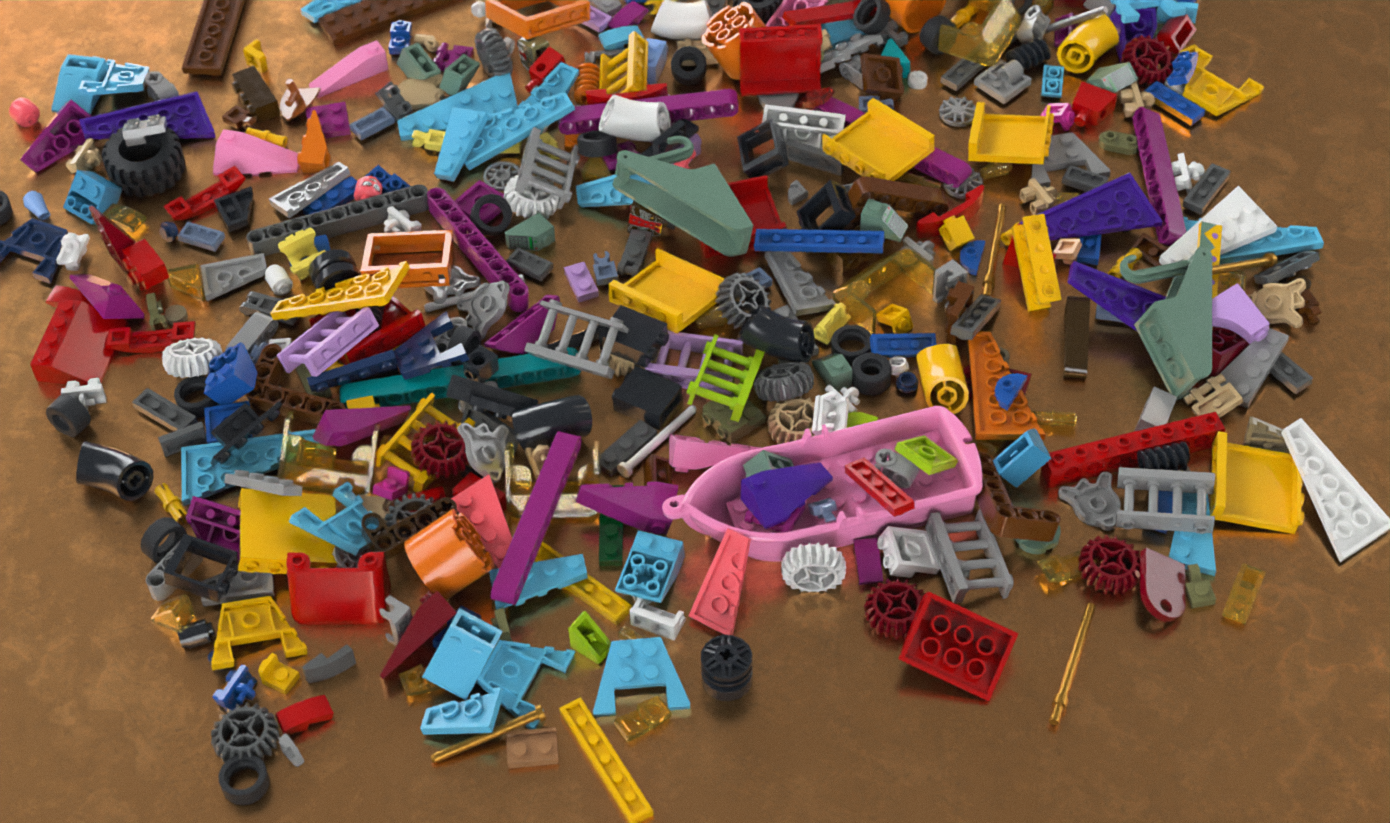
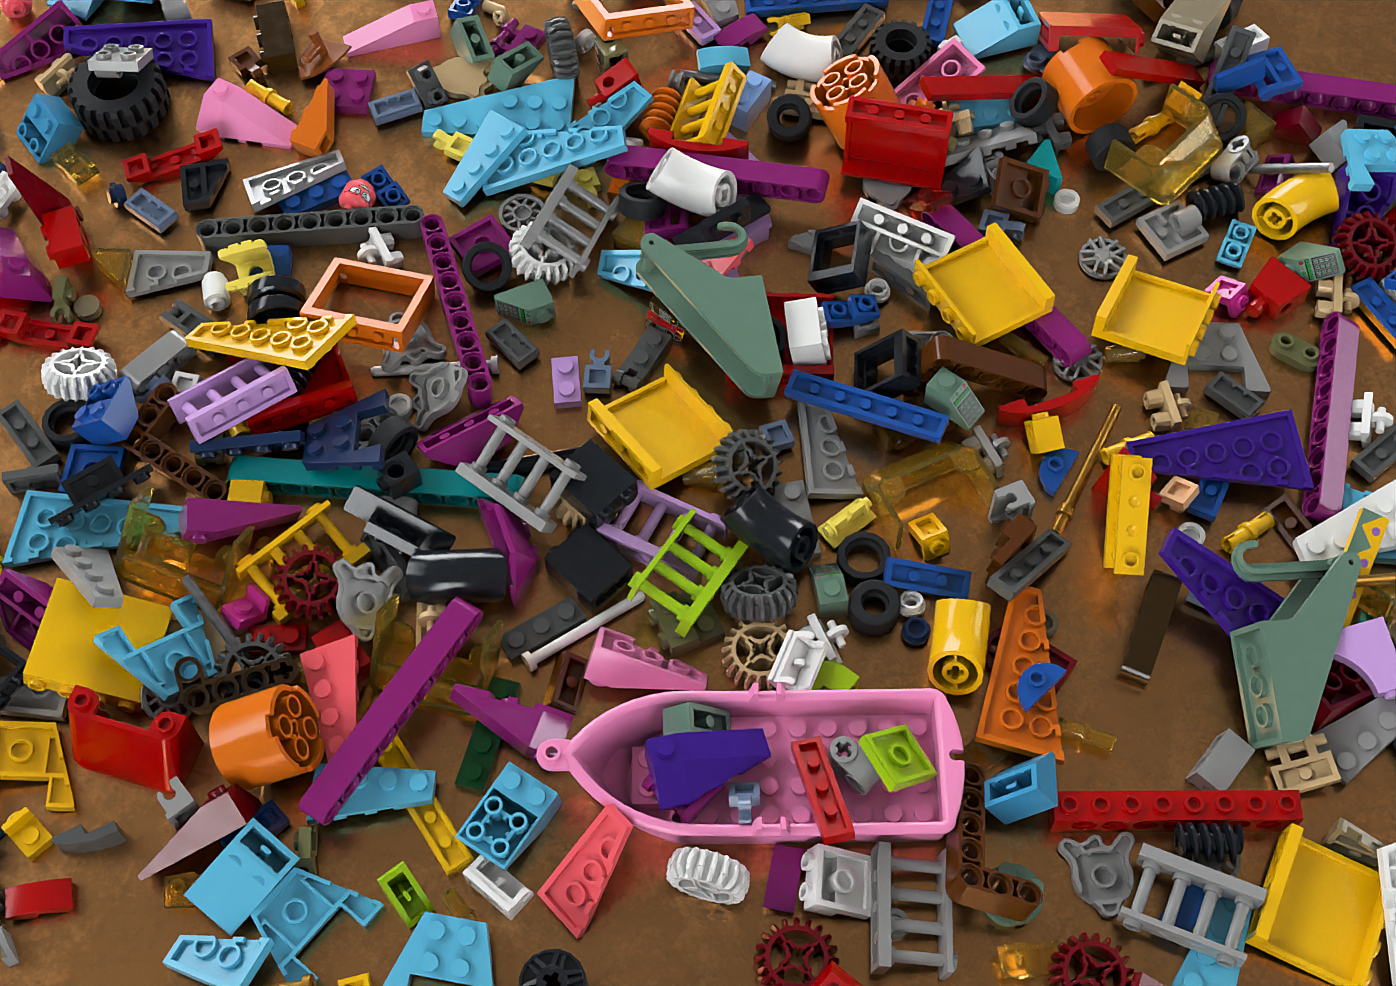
camera: 15 degrees right, 10 degrees up
(364, 490) = (211, 613): none -> flat silver bar
(569, 381) = (511, 537): none -> magenta wedge
(729, 149) = (802, 242): none -> light grey tile
(756, 201) = (807, 332): none -> white brick
(786, 184) = (854, 311): none -> blue slope
(797, 168) = (879, 285): none -> white plate
(840, 77) = (968, 178): none -> black wing

